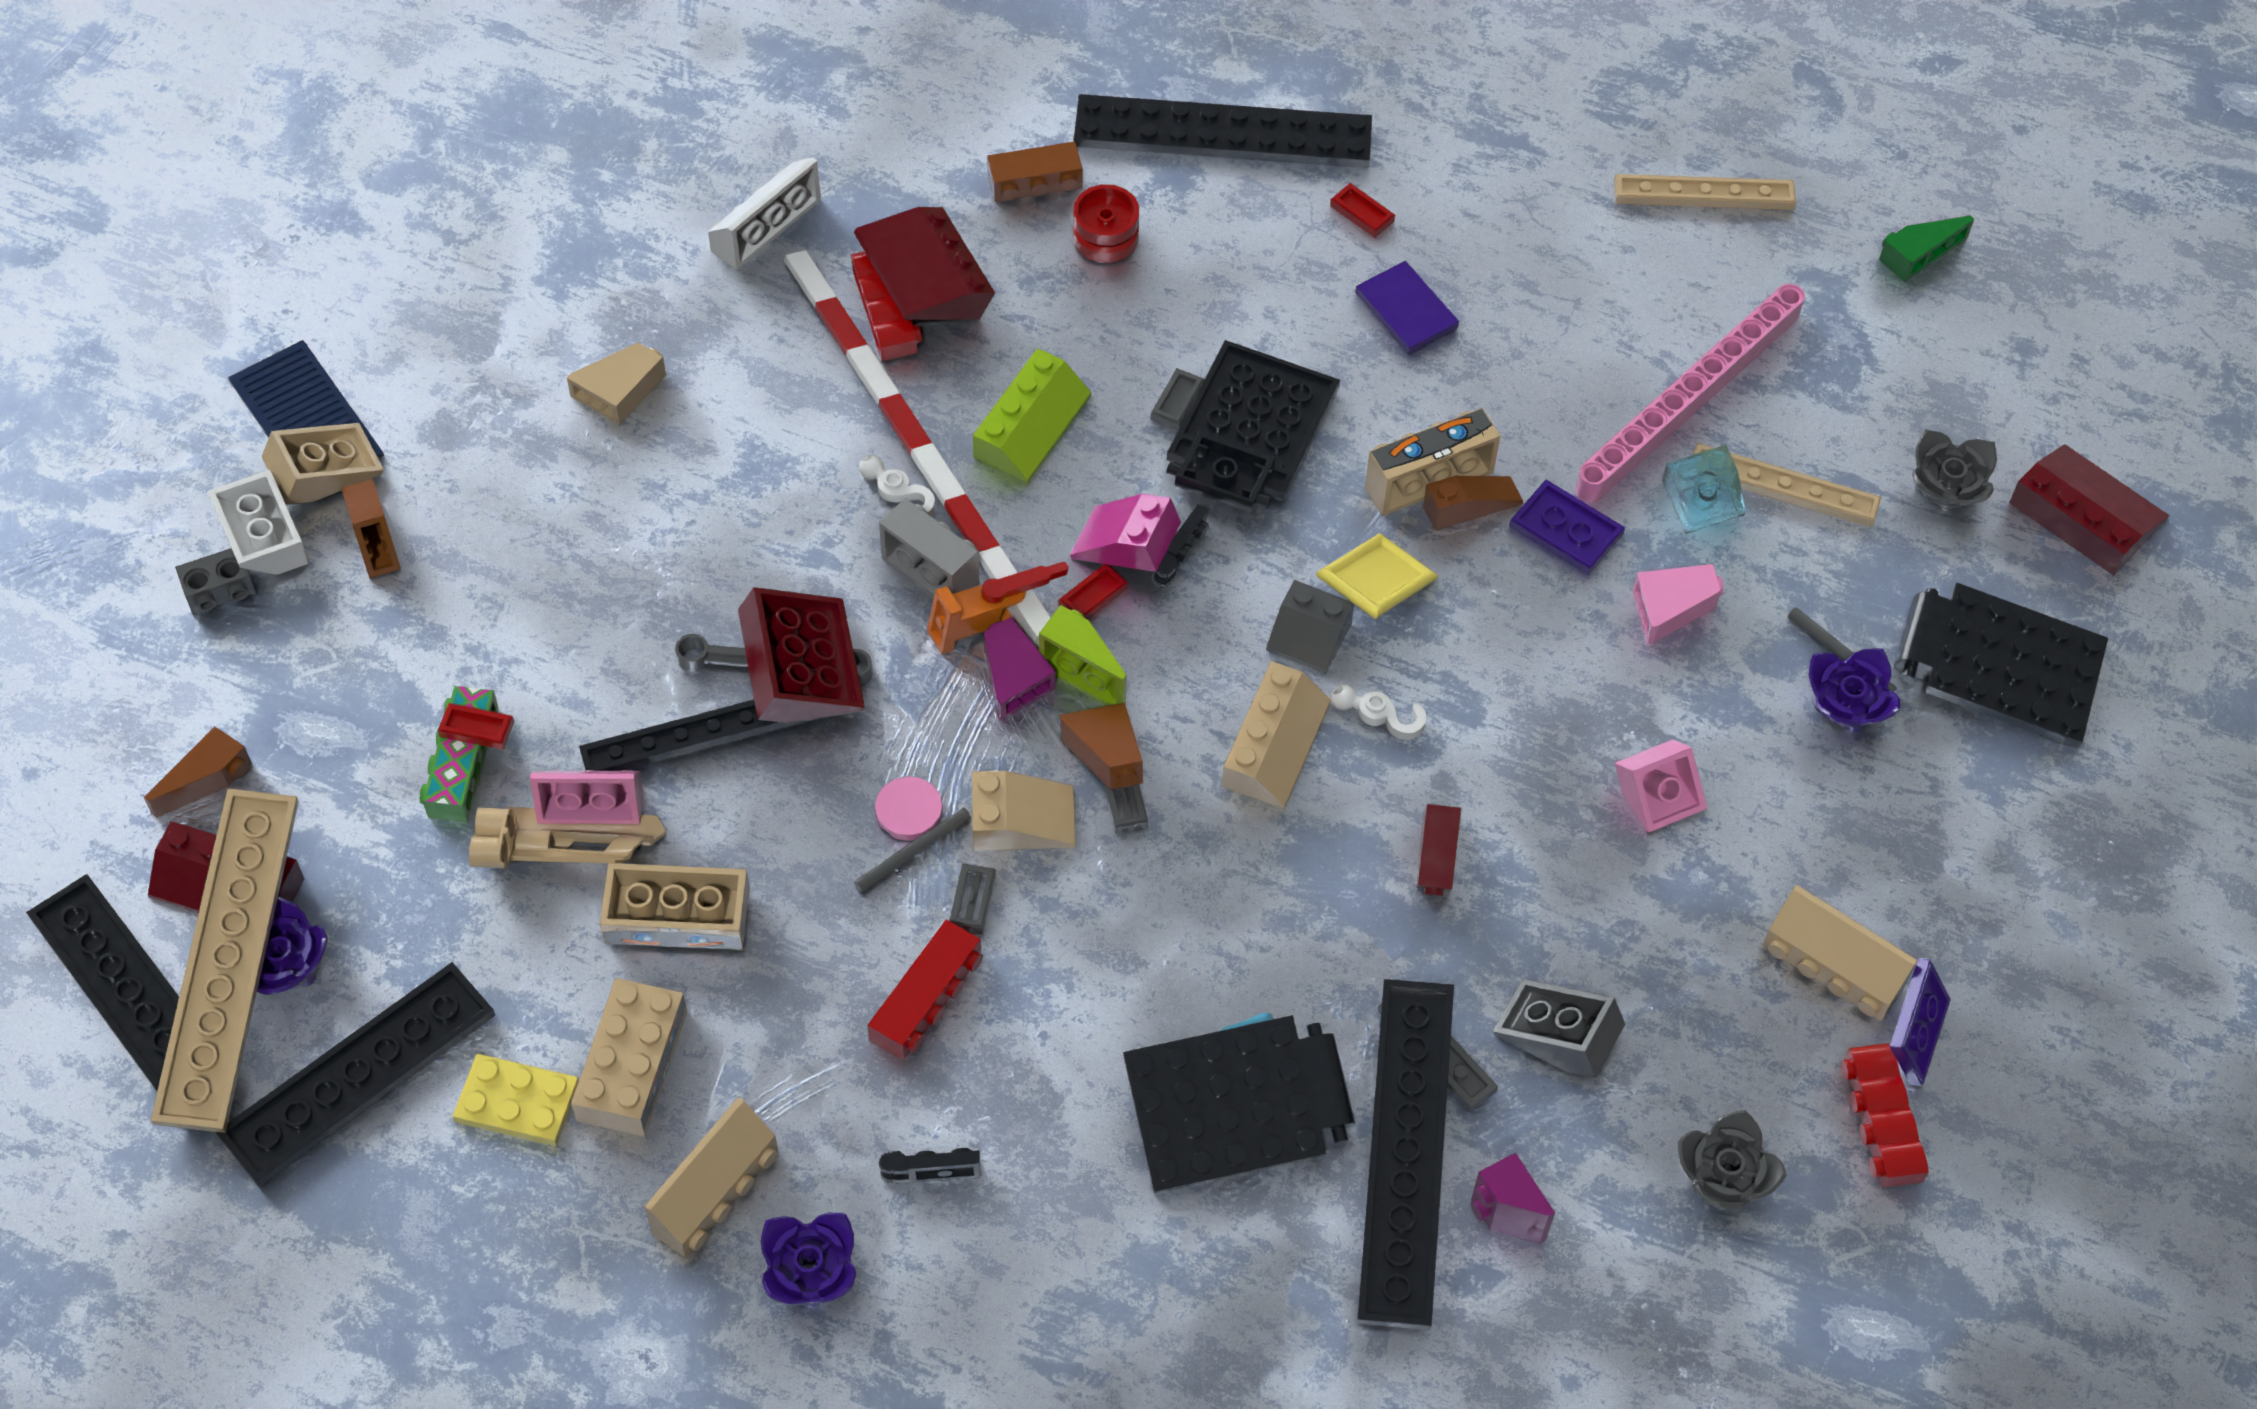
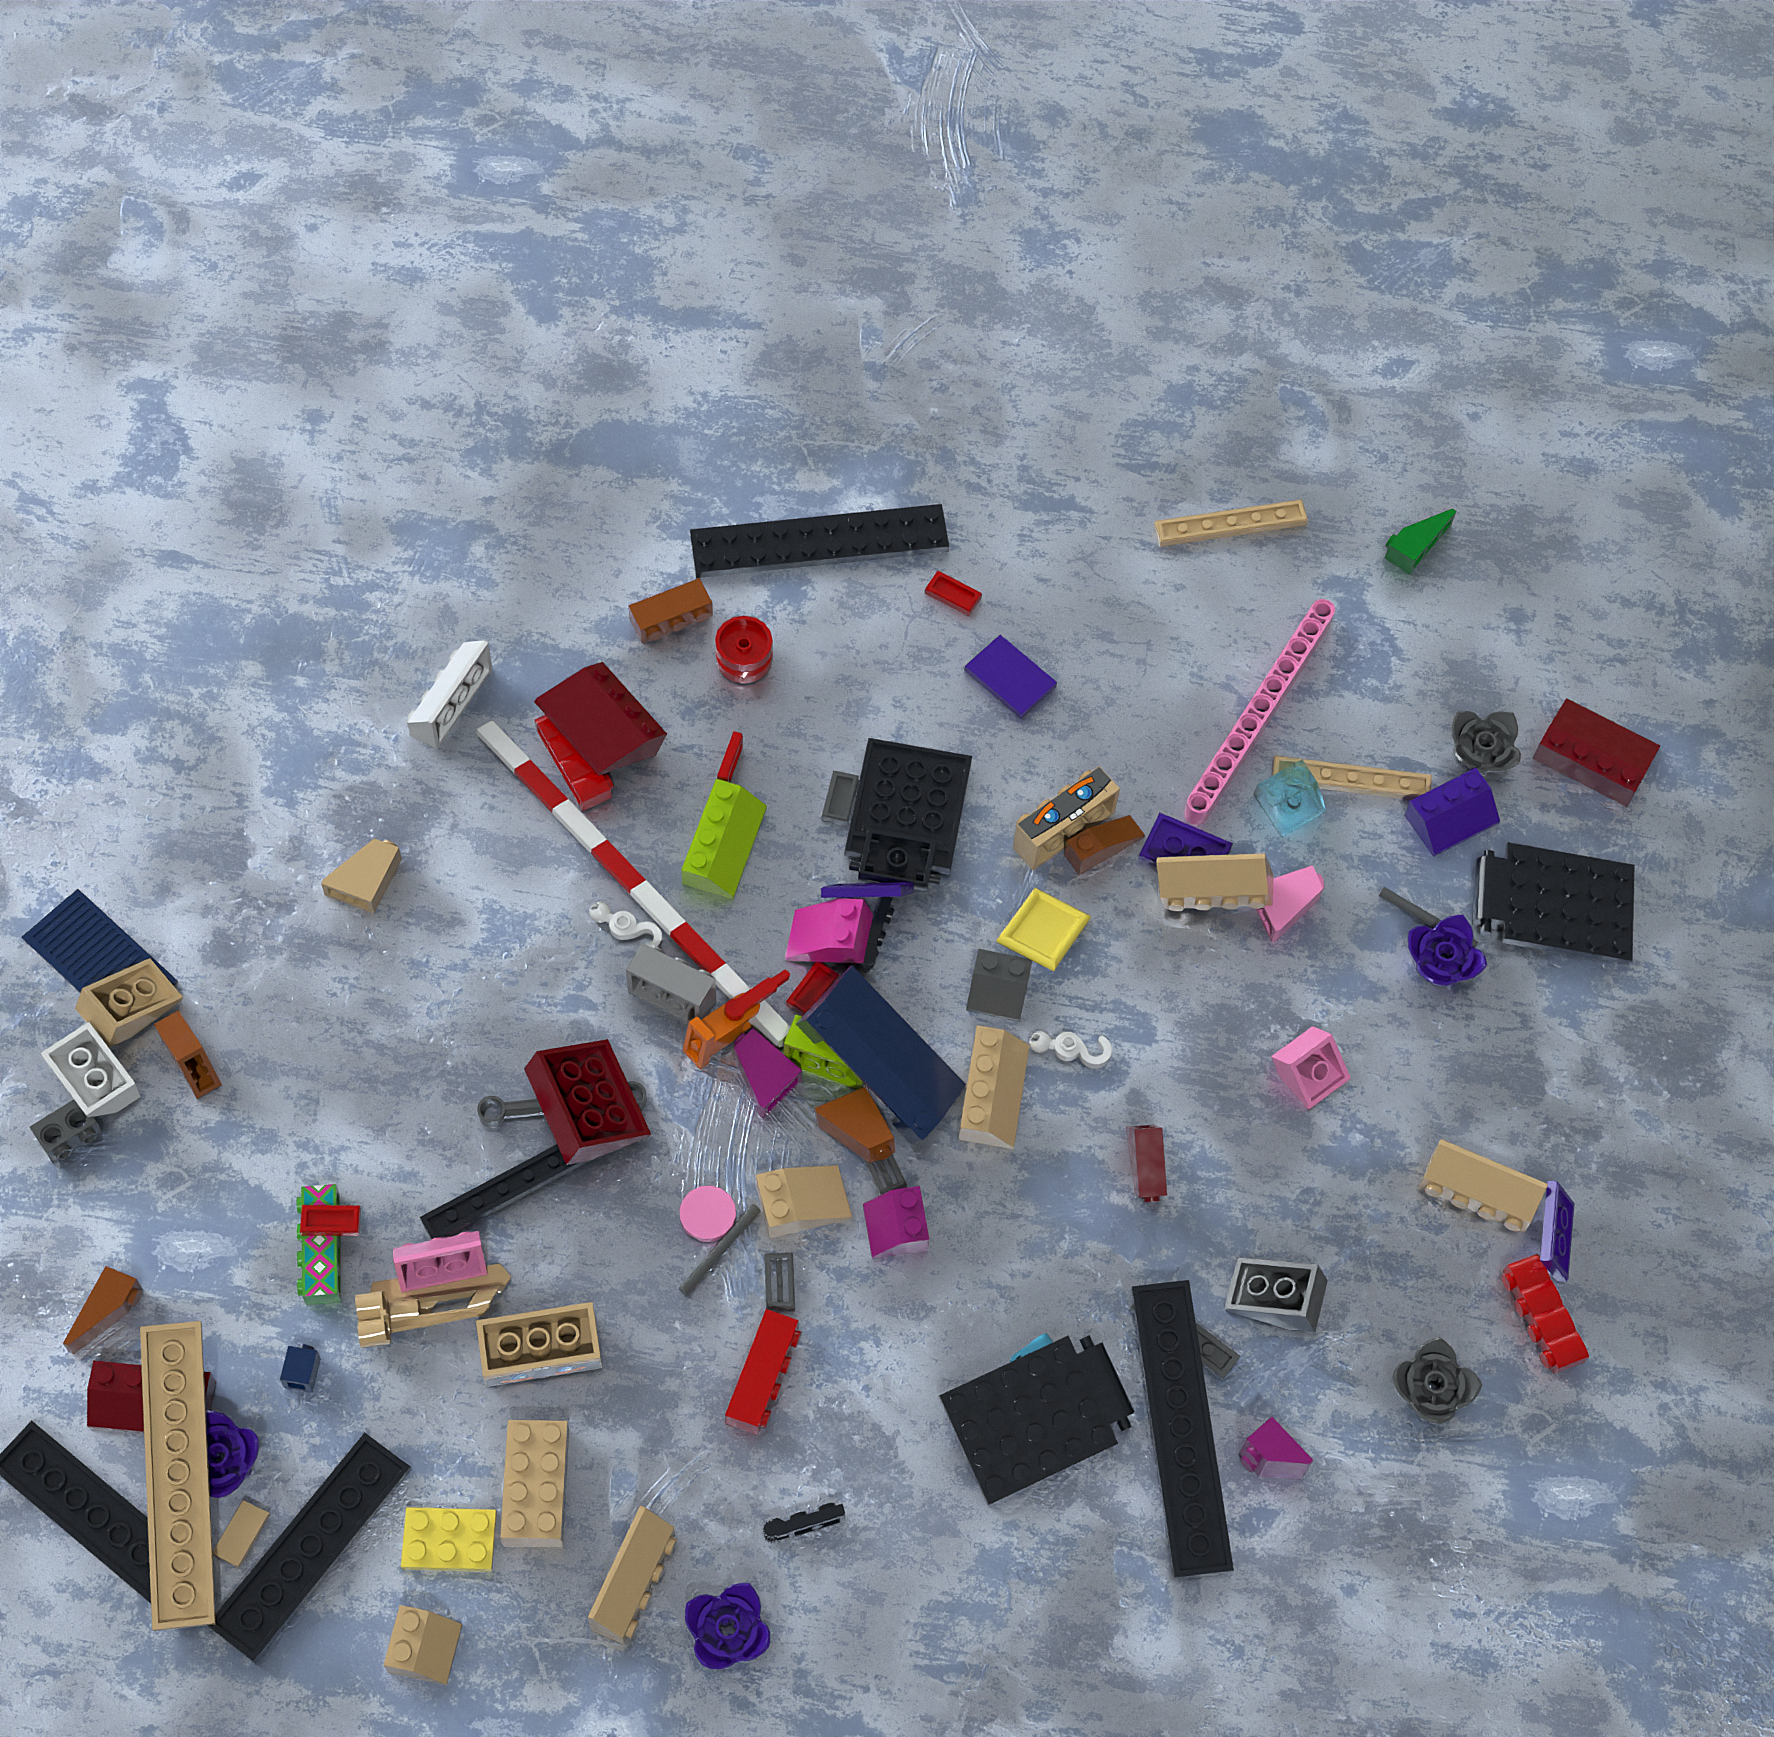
camera: 15 degrees left, 5 degrees up
(284, 1044) = (241, 1534): none -> tan tile
(400, 880) = (300, 1368): none -> dark blue brick
(451, 1206) = (422, 1645): none -> tan slope
(1063, 331) = (731, 757): none -> red tile
(1124, 860) = (896, 1223): none -> magenta slope
(1153, 668) = (884, 1054): none -> dark blue slope
(1182, 493) = (867, 890): none -> dark purple tile
(1591, 556) = (1215, 881): none -> tan slope
(1898, 540) = (1453, 812): none -> dark purple slope

